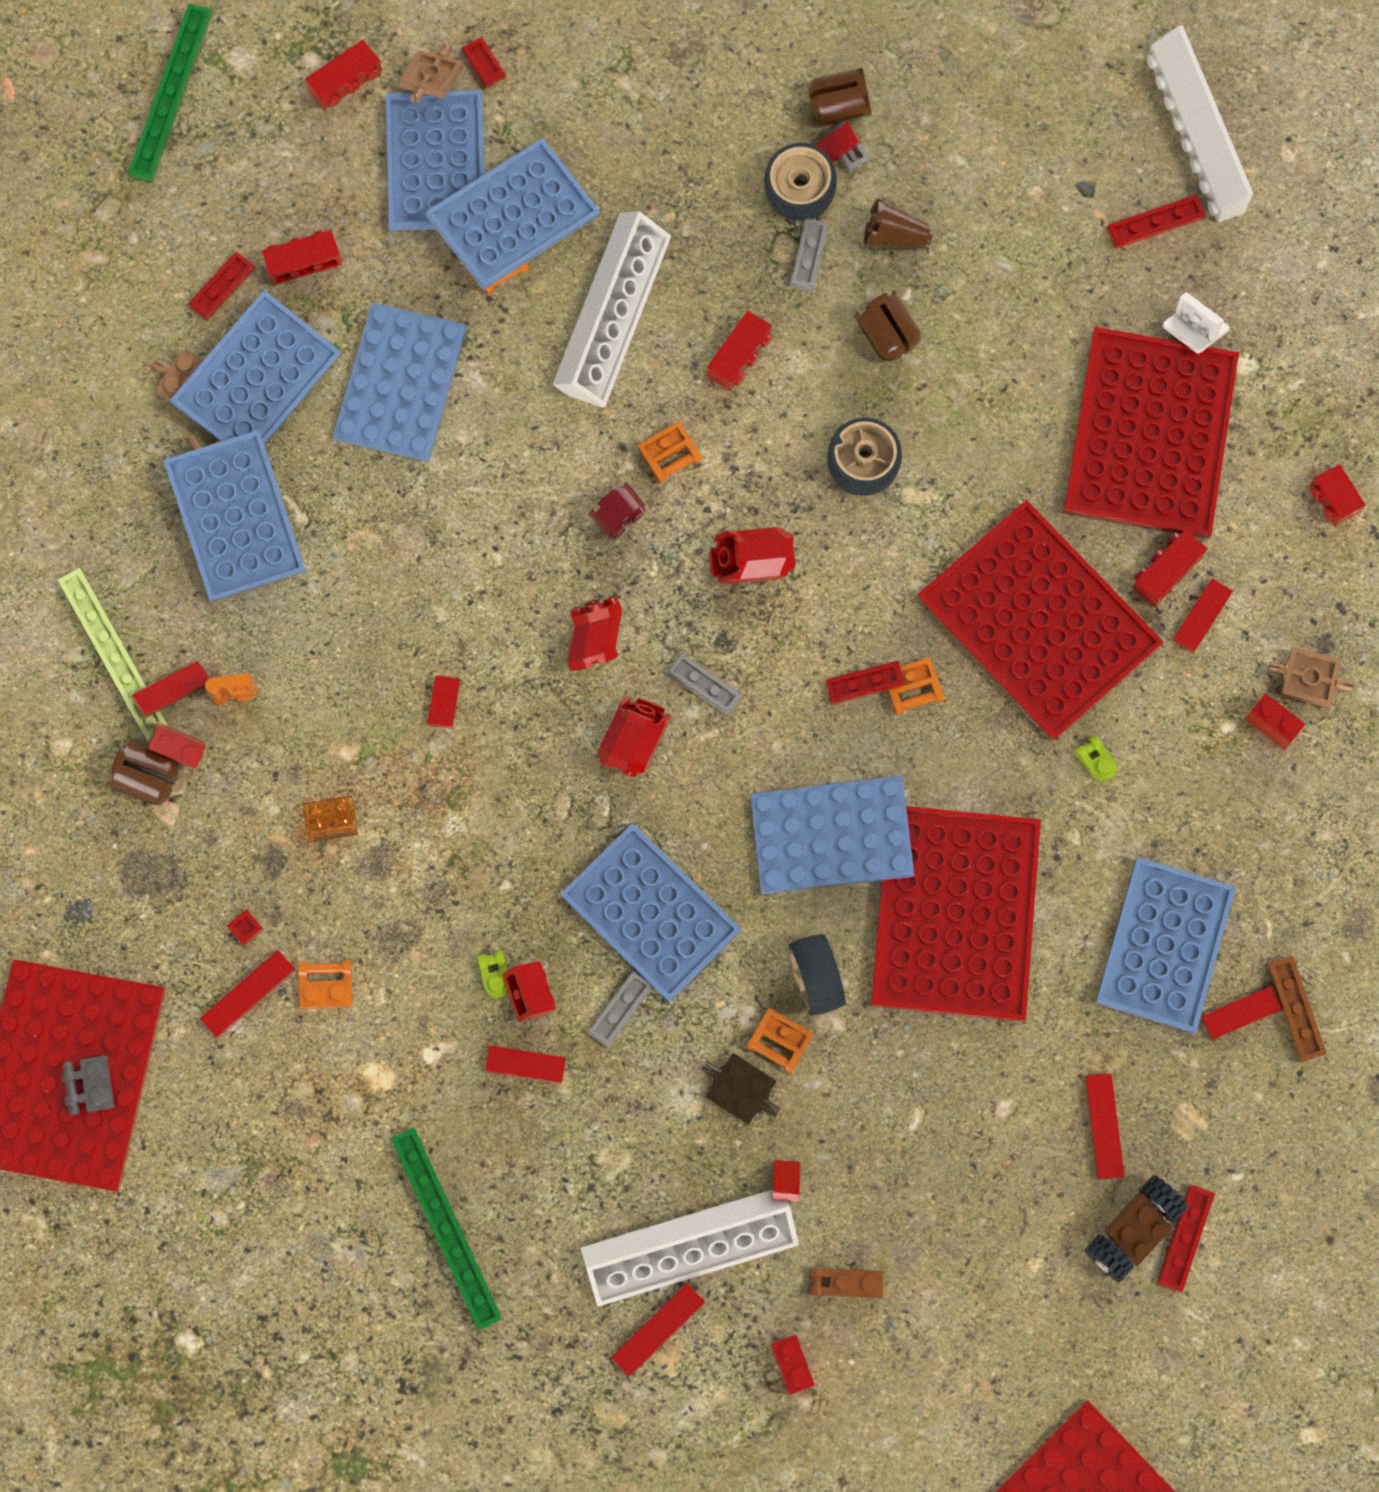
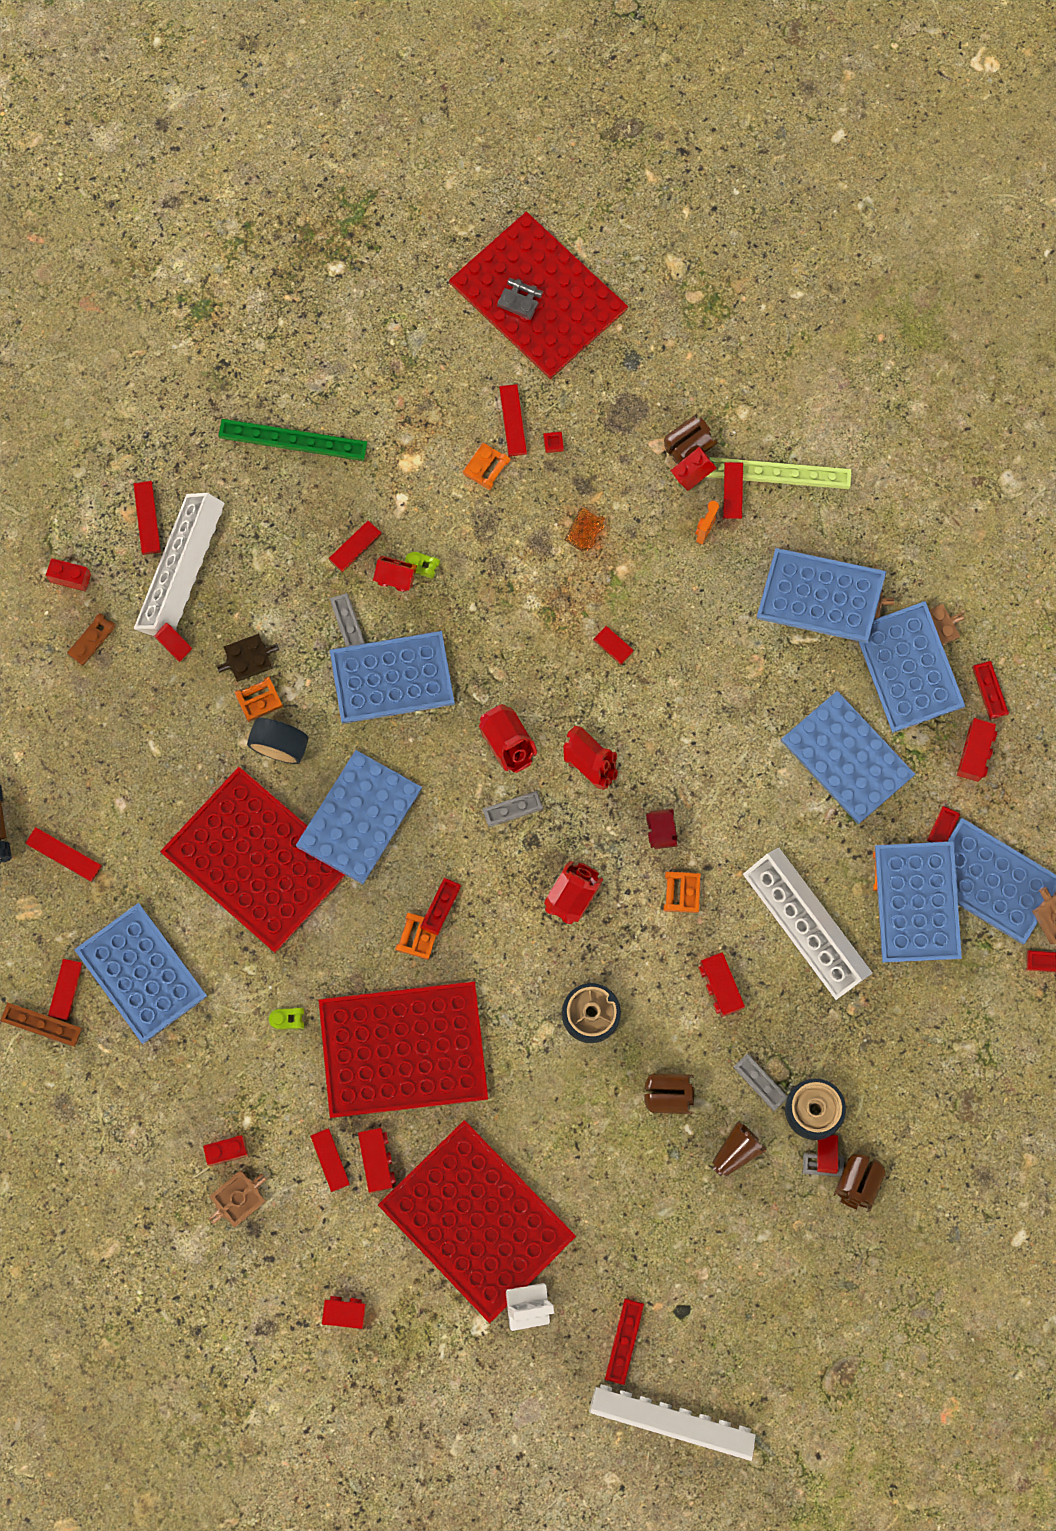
camera: 125 degrees right, 0 degrees up
(409, 242) = (943, 825): none -> red tile

